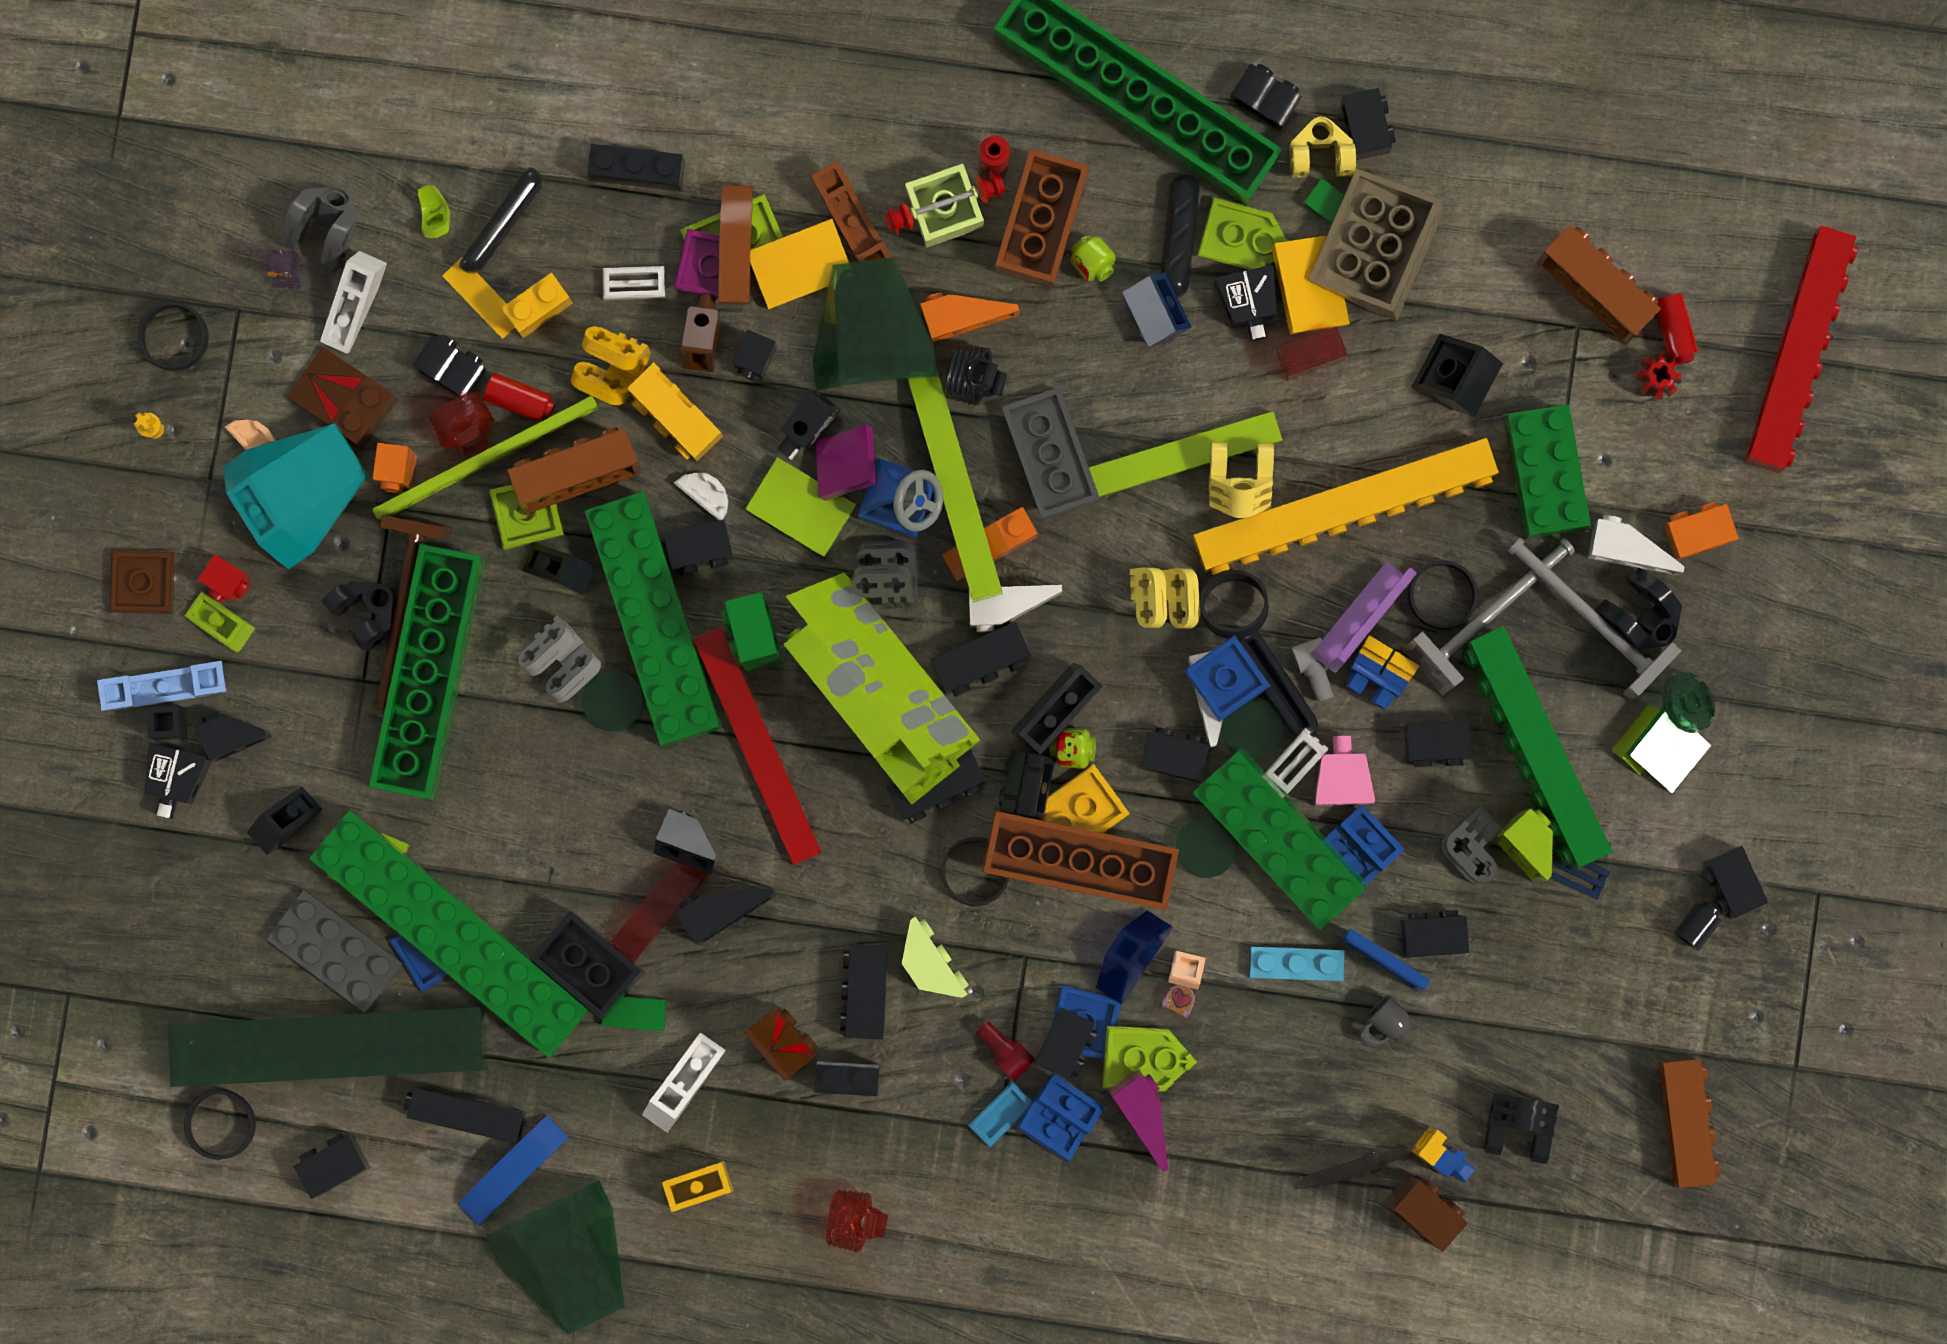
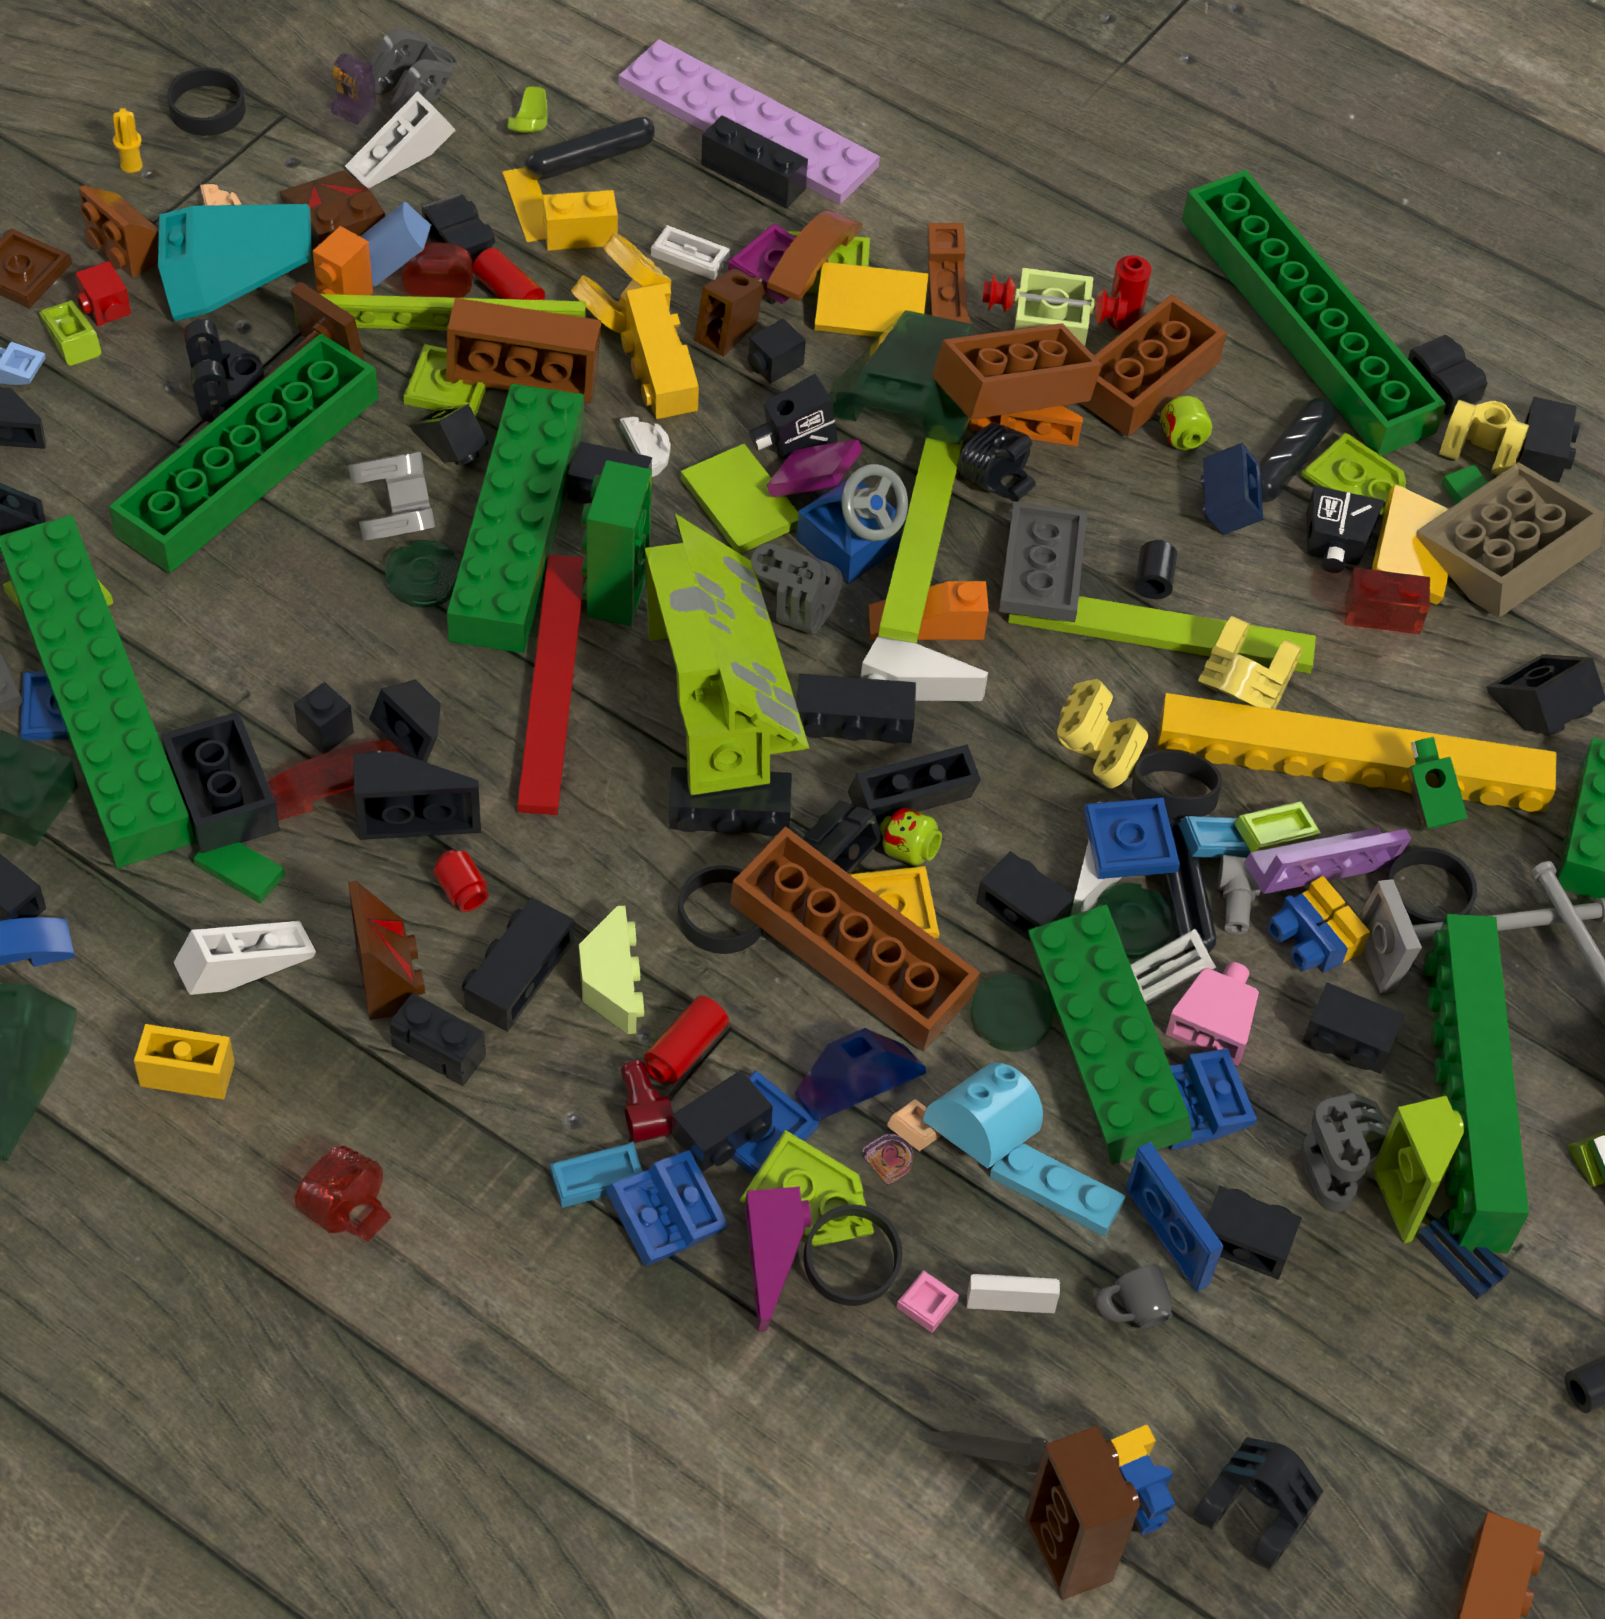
camera: 20 degrees right, 30 degrees down
(197, 511) = (119, 230): none -> dark orange slope
(416, 420) = (395, 241): none -> medium blue brick
(602, 115) = (704, 94): none -> lavender plate
(622, 870) = (324, 718): none -> black brick
(790, 946) = (461, 880): none -> red brick
(956, 306) = (1016, 370): none -> dark orange brick
(1006, 990) = (685, 1040): none -> red brick
(1133, 412) = (1156, 569): none -> black brick
(1219, 1106) = (871, 1215): none -> black tyre
(1229, 943) = (988, 1113): none -> medium azure brick
(1254, 1091) = (927, 1301): none -> bright pink tile
(1283, 632) = (1213, 837): none -> dark azure tile
(1306, 1061) = (1013, 1293): none -> white tile
(1318, 601) = (1277, 827): none -> lime tile
(1418, 527) = (1434, 805): none -> green torso

